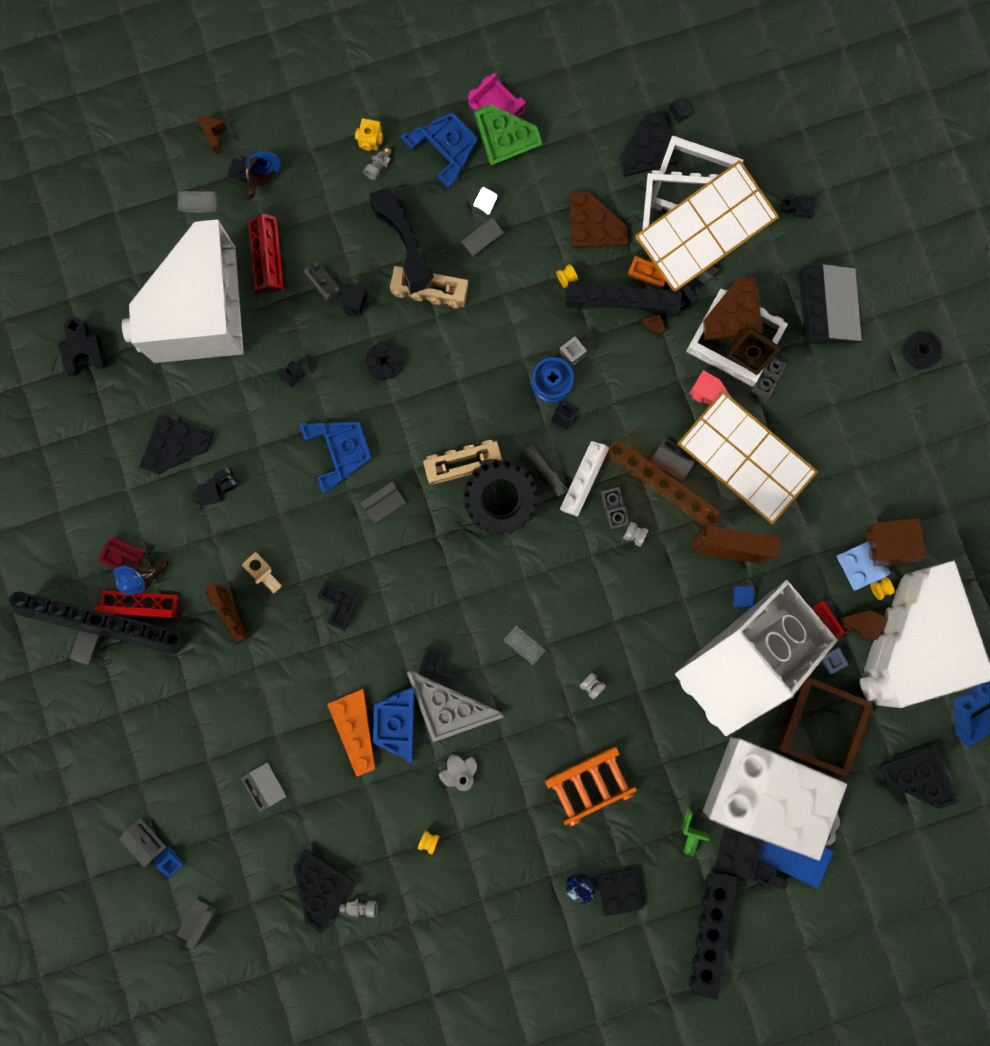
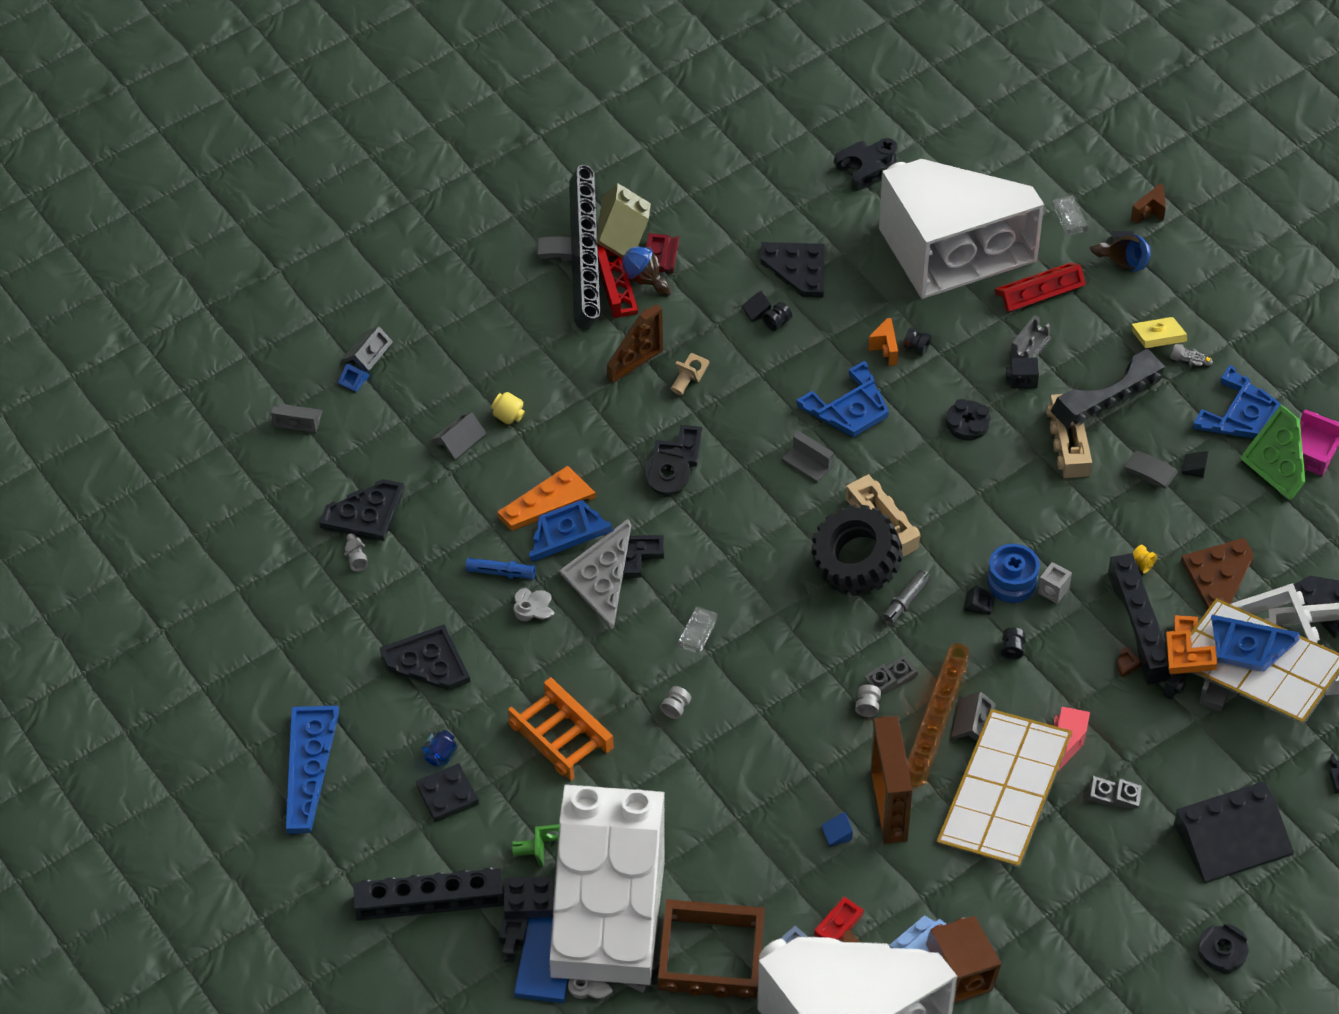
camera: 70 degrees right, 30 degrees down
(80, 581) = (622, 220): none -> olive slope
(251, 738) = (507, 408): none -> light yellow head
(280, 397) = (884, 339): none -> orange slope
(349, 177) = (1159, 332): none -> light yellow plate
(359, 613) = (660, 461): none -> black plate
(369, 134) = (1216, 336): yellow brick -> none
(413, 794) = (501, 568): none -> blue pin
(428, 842) = (447, 593): yellow wheel -> none
(488, 874) = (427, 658): none -> black plate
(548, 996) = (308, 758): none -> blue wing
(584, 478) = (904, 633): white plate -> none
(616, 404) = (1013, 643): none -> black wheel
(683, 282) = (1187, 659): none -> orange plate
(694, 228) = (1250, 643): none -> blue wing
(725, 364) = (1157, 707): white window -> none
(735, 311) = (1173, 725): reddish brown plate -> none
(752, 350) = (1131, 744): dark brown slope -> none
(757, 659) = (770, 842): white slope -> none

